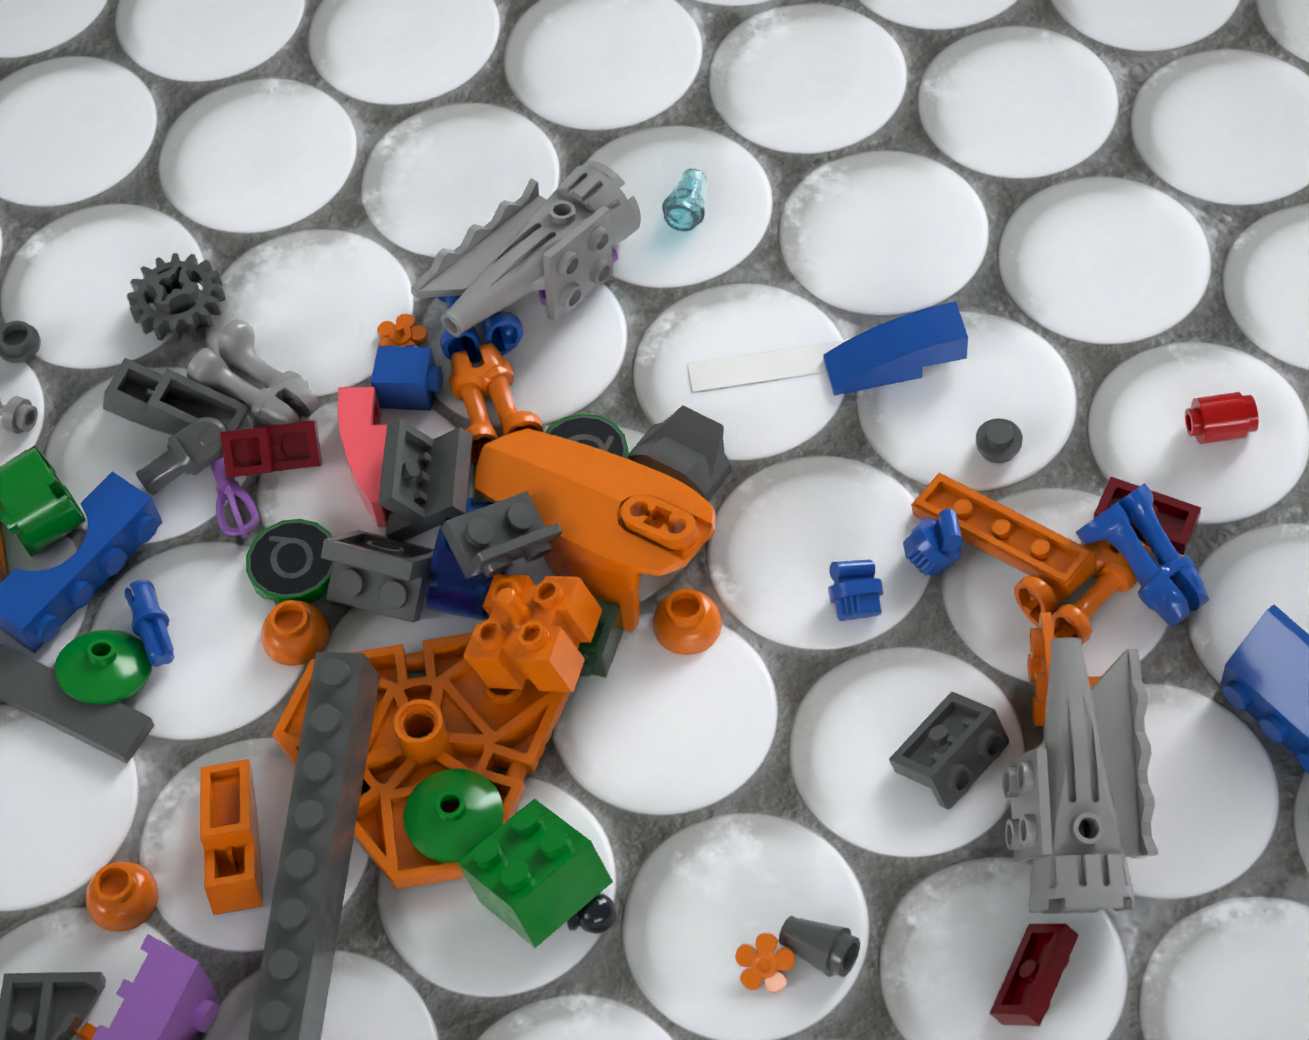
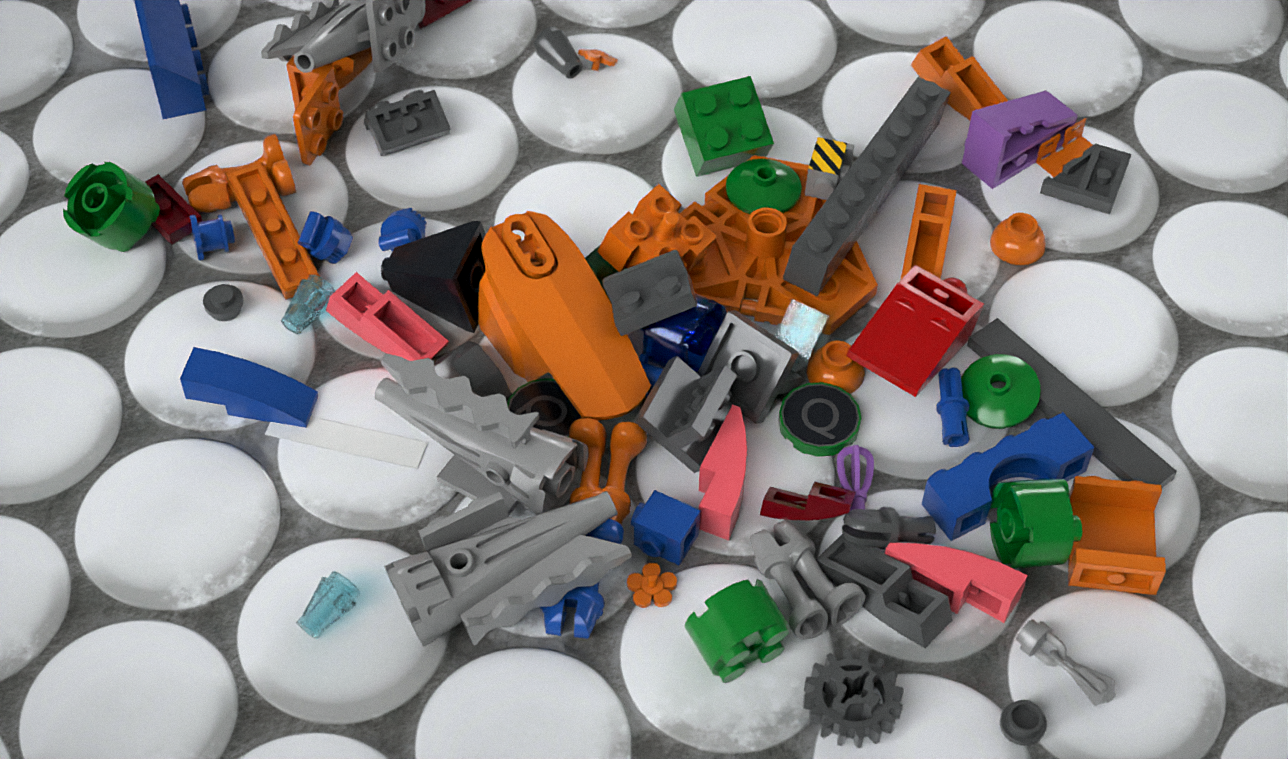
camera: 165 degrees left, 5 degrees down
(104, 436) = (963, 577): none -> coral slope
(211, 673) = (917, 330): none -> red slope
(294, 295) = (738, 629): none -> green brick
(338, 623) = (802, 329): none -> clear light blue brick
(373, 848) = (827, 167): none -> brick
(611, 359) = (489, 443): none -> light grey piece
(771, 541) = (441, 273): none -> black slope
(807, 478) = (384, 321): none -> coral slope
(903, 469) = (307, 303): none -> clear light blue cone
(1067, 498) = (211, 235): none -> blue brick
(1167, 588) = (207, 176): blue piece -> none
(1191, 460) = (109, 206): none -> green brick
(1221, 417) = (55, 249): red brick -> none

